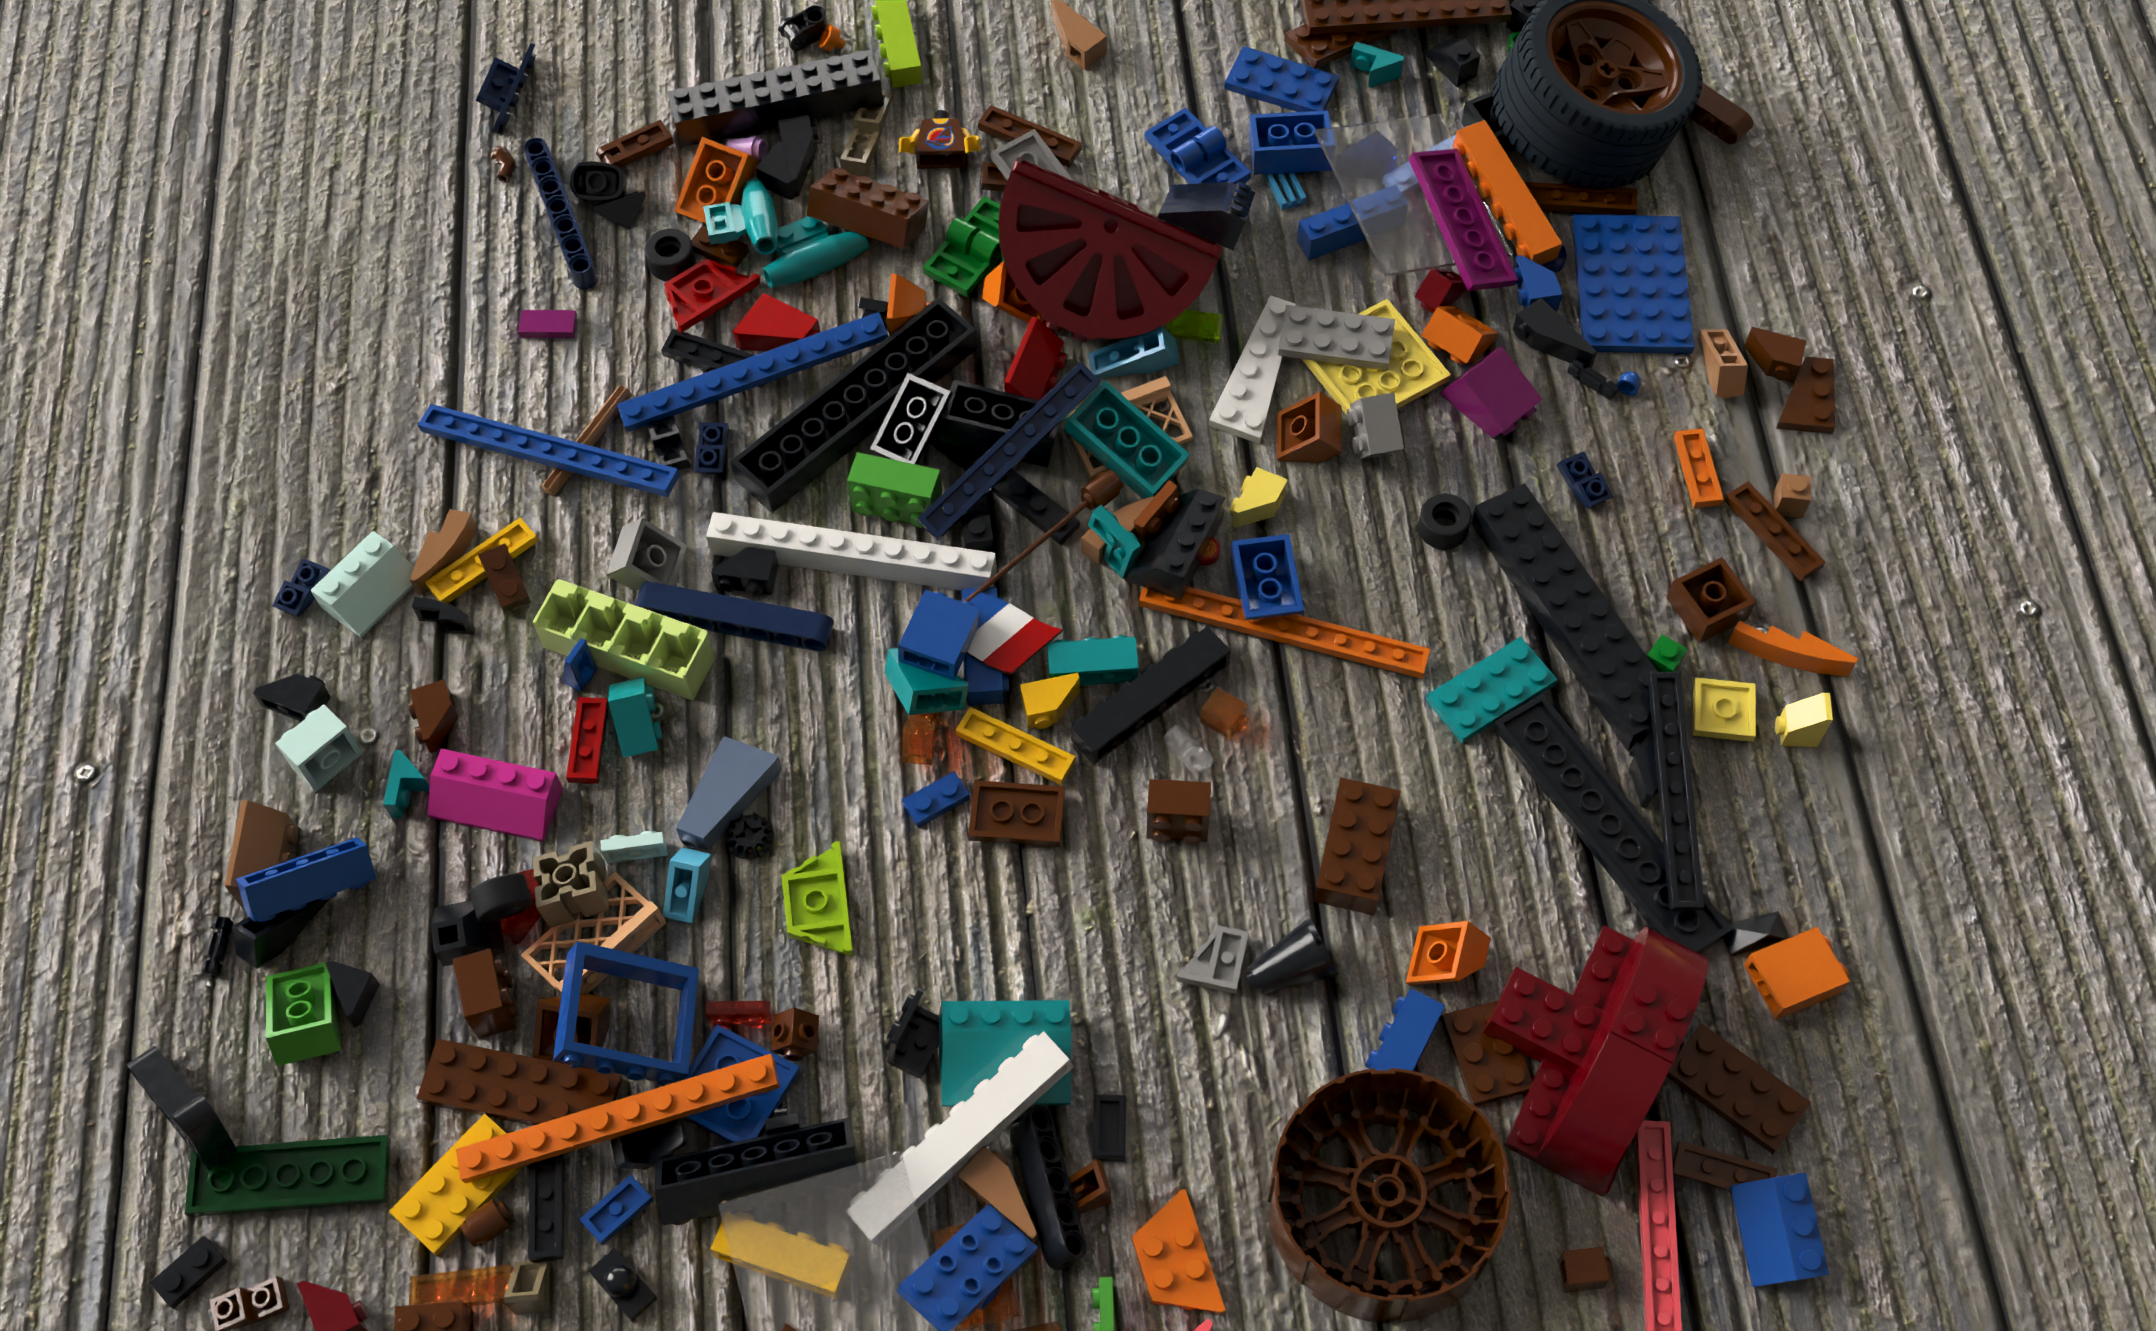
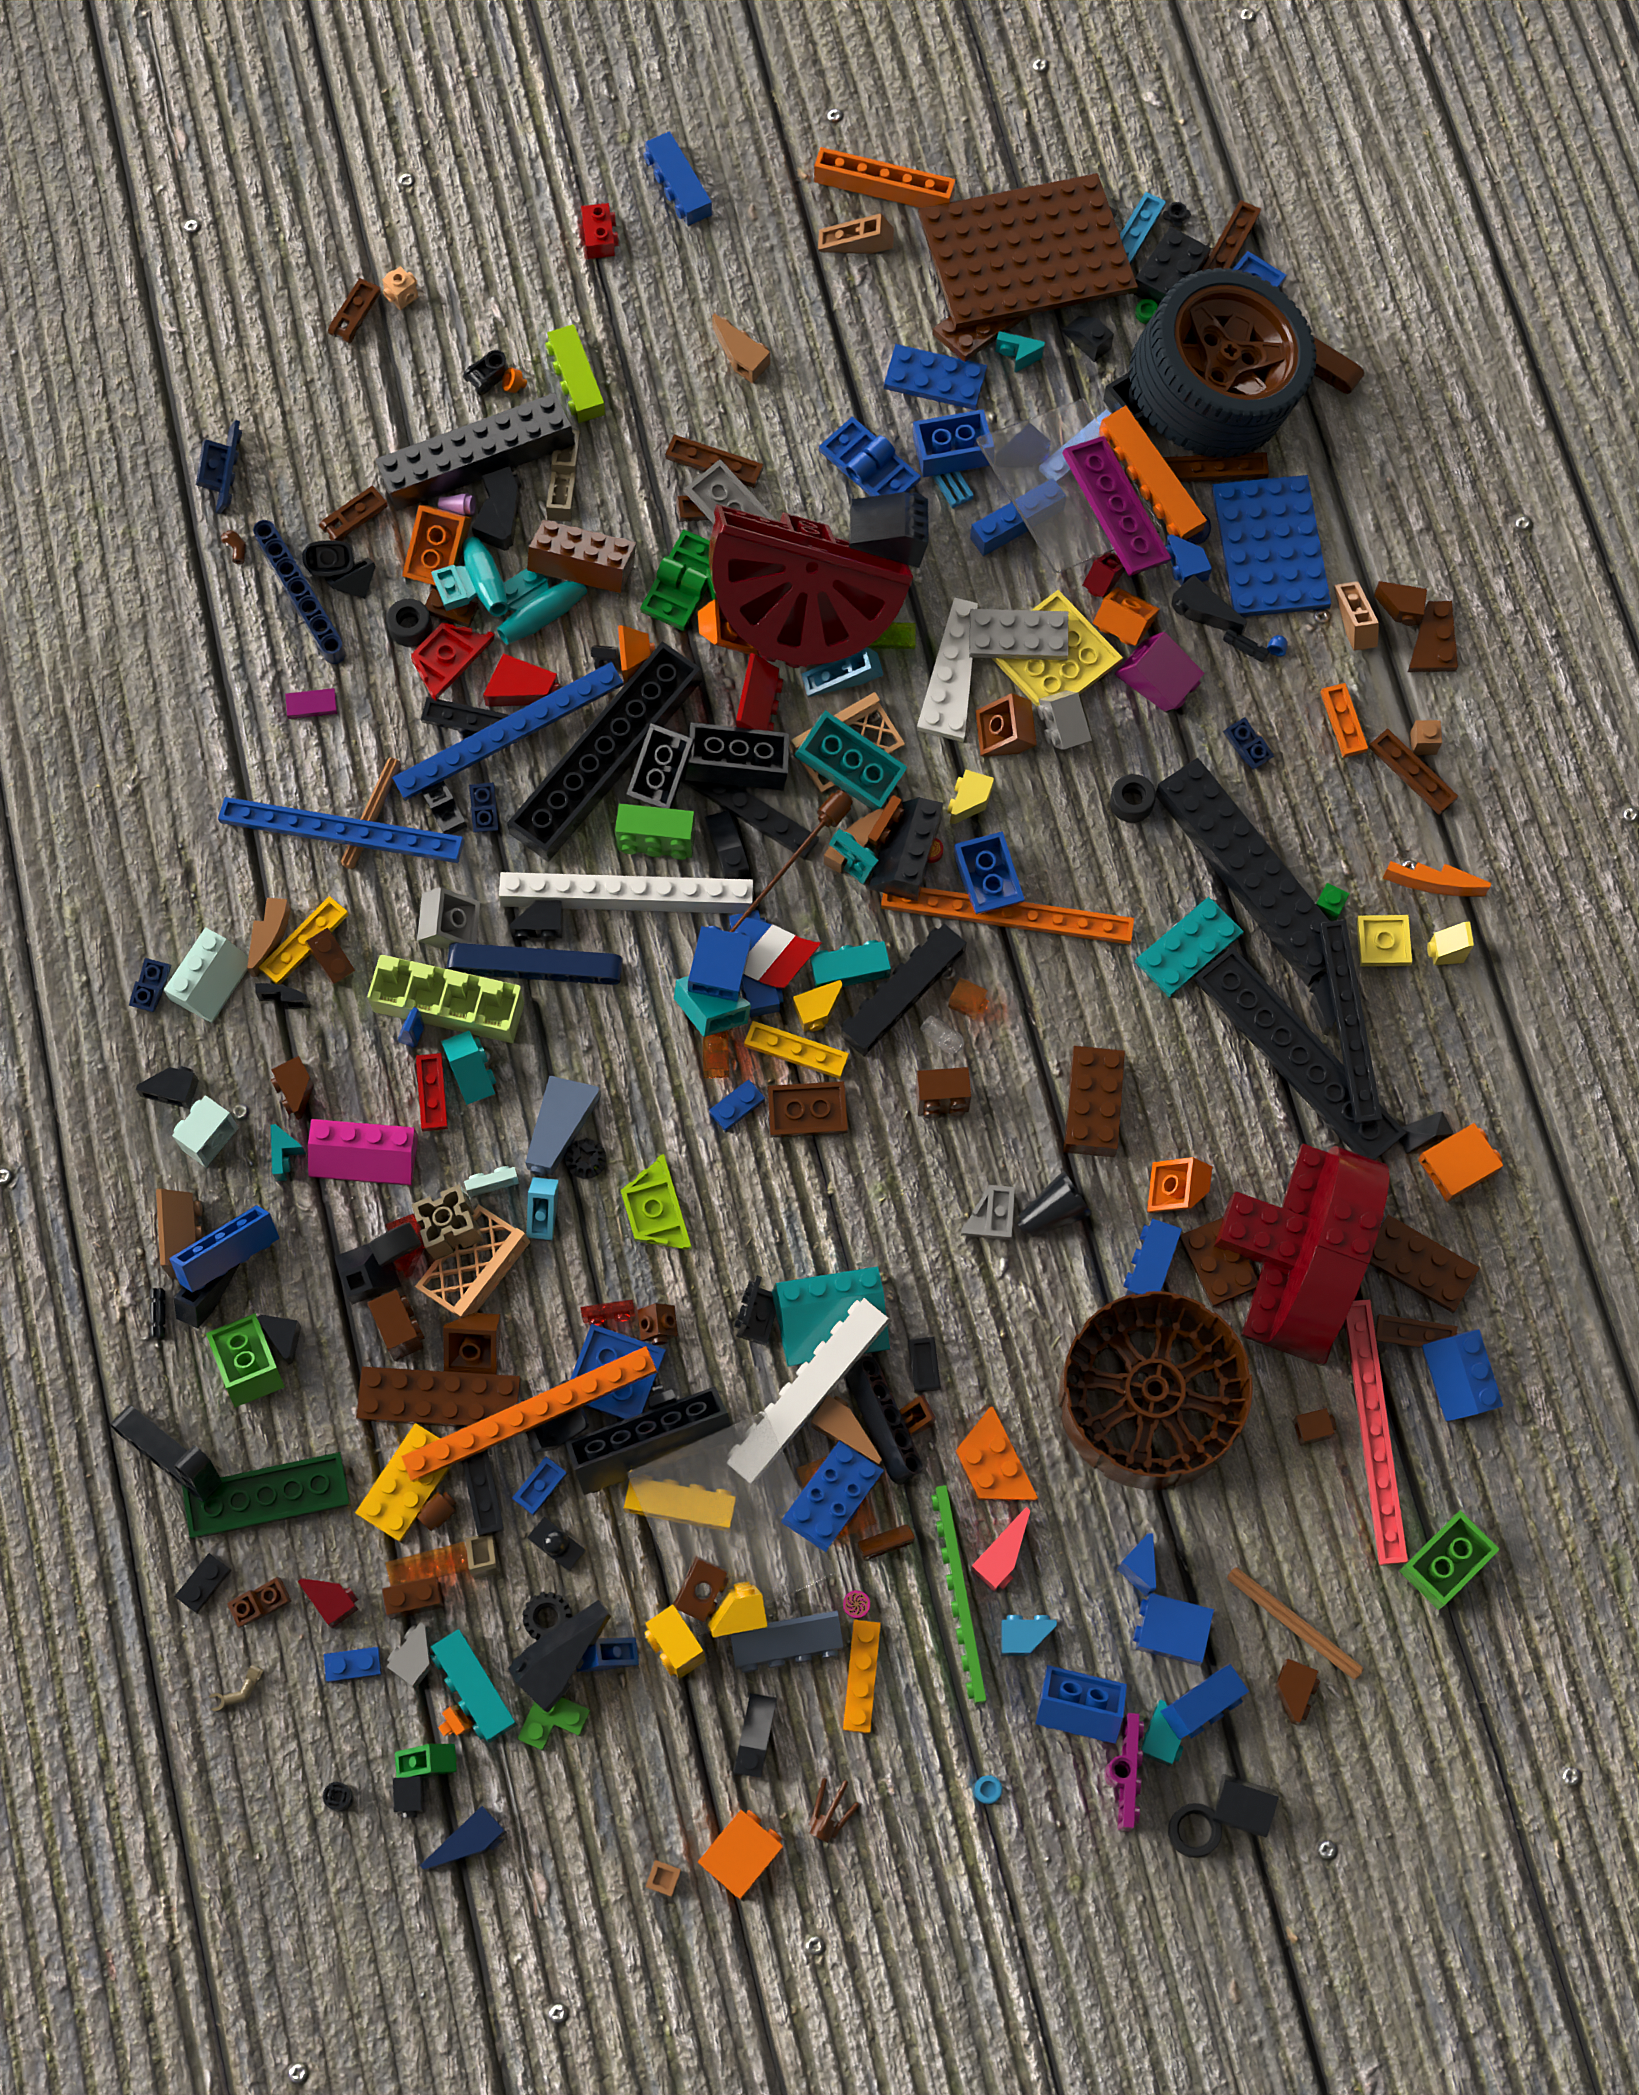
camera: 10 degrees left, 10 degrees up
(636, 968) = (518, 1287): blue window -> none
(940, 143) = (635, 478): reddish brown torso -> none
(1008, 451) = (751, 786): dark blue plate -> none
(1710, 600) = (1365, 844): reddish brown brick -> none

